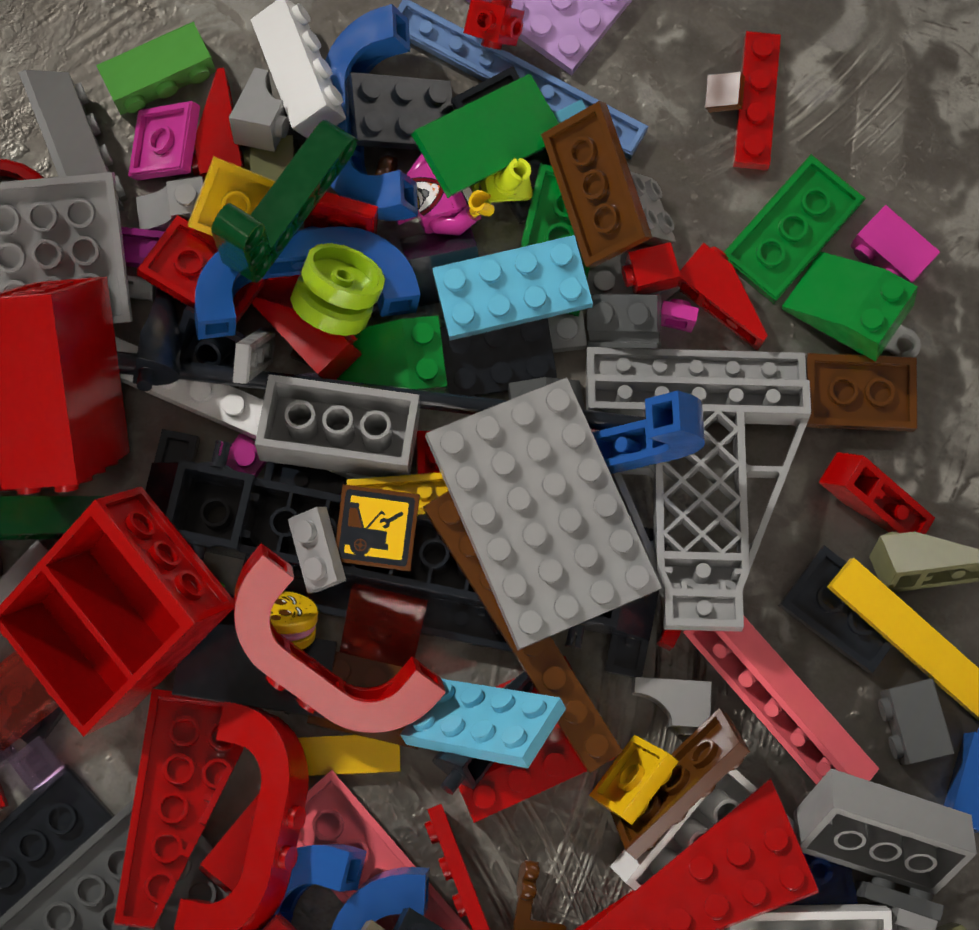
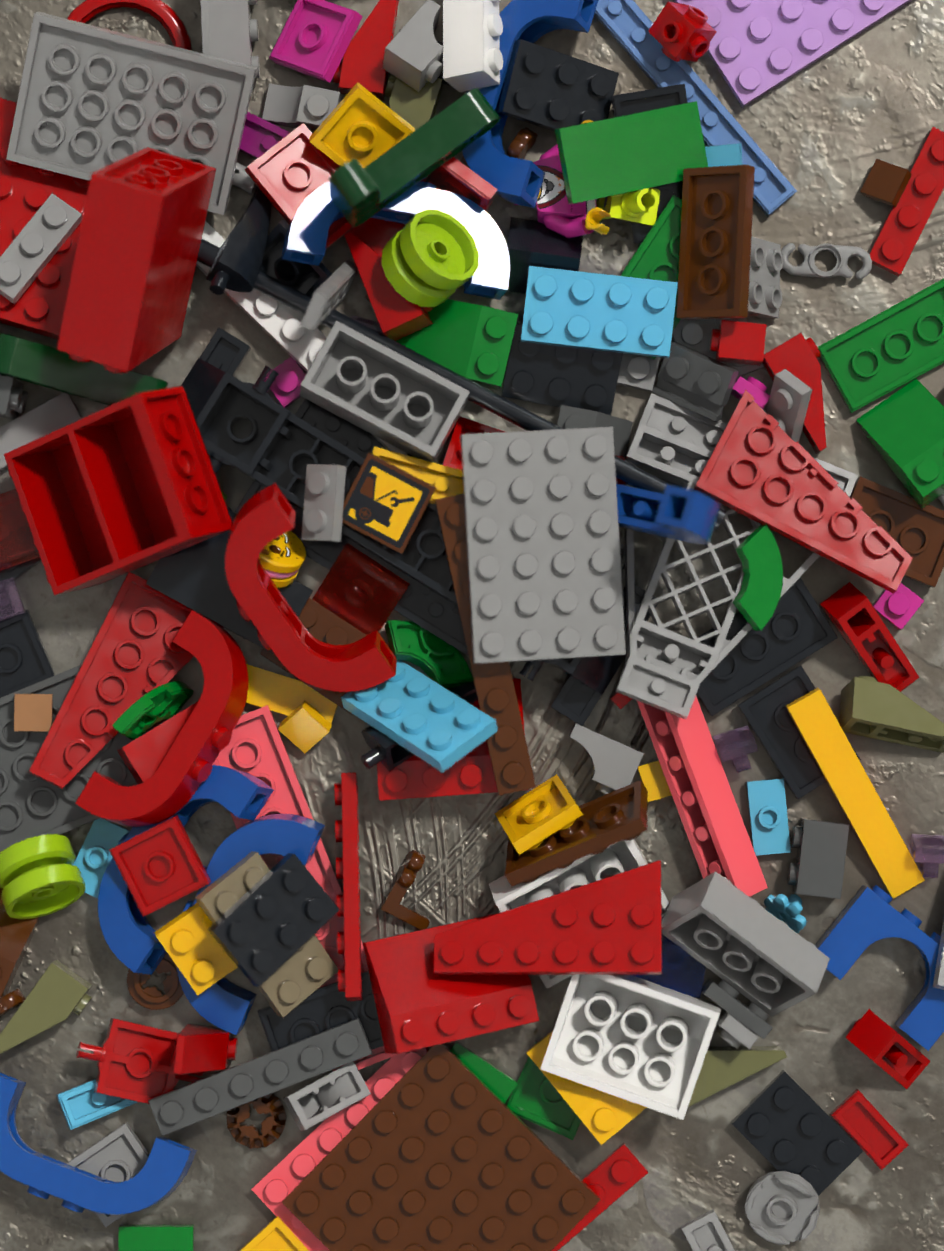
camera: 25 degrees right, 10 degrees up
(101, 862) = (33, 712): none -> medium nougat tile
(218, 814) = (153, 707): none -> green tile
(375, 778) = (304, 727): none -> yellow tile
(469, 662) = (434, 656): none -> green tile
(710, 167) = (841, 252): none -> light grey piece
(718, 314) = (789, 403): none -> light grey plate
(731, 704) = (654, 780): none -> yellow tile
(758, 471) = (761, 578): none -> green tile
(766, 389) = (781, 485): none -> wing
(794, 532) = (788, 637): none -> black plate
(794, 644) = (735, 746): none -> clear purple tile
(850, 700) = (768, 816): none -> medium azure plate
(889, 456) = (898, 607): none -> dark pink plate
(906, 781) = (787, 910): none -> medium azure plant

